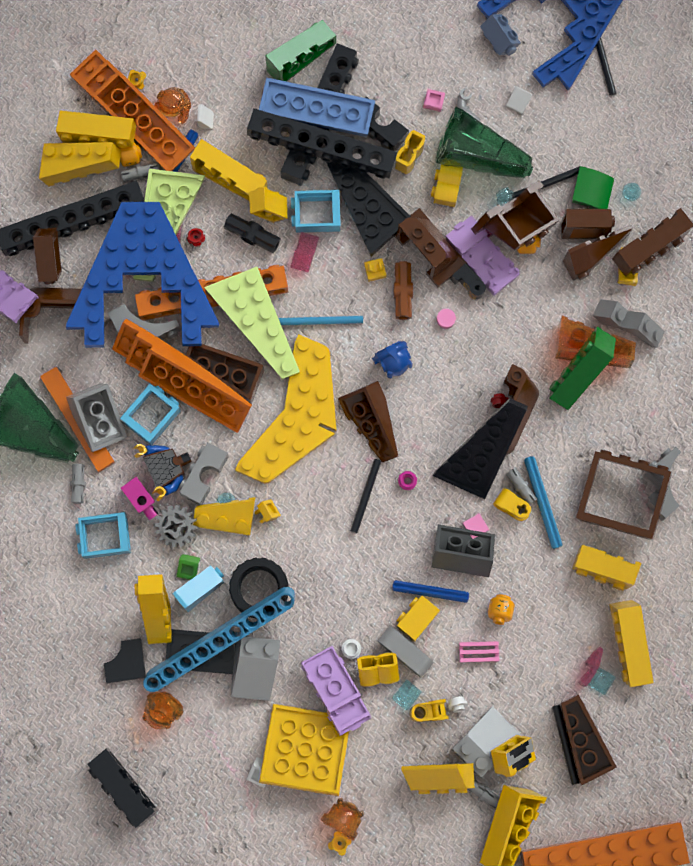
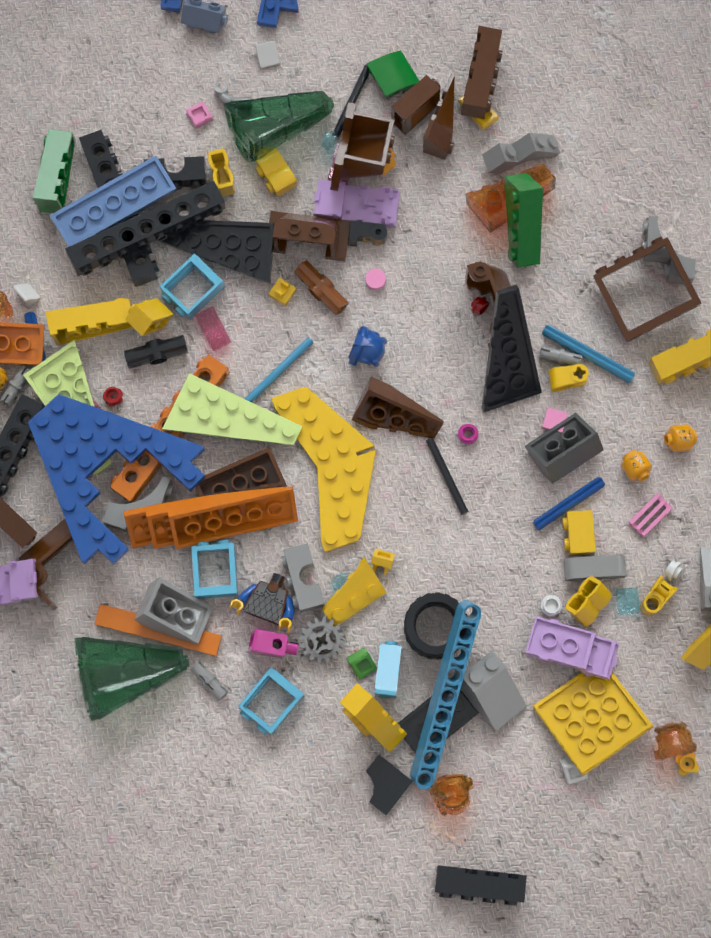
camera: 35 degrees left, 0 degrees up
(550, 618) = (680, 438): none -> light orange head
(631, 191) = (424, 48): clear light blue plate -> none

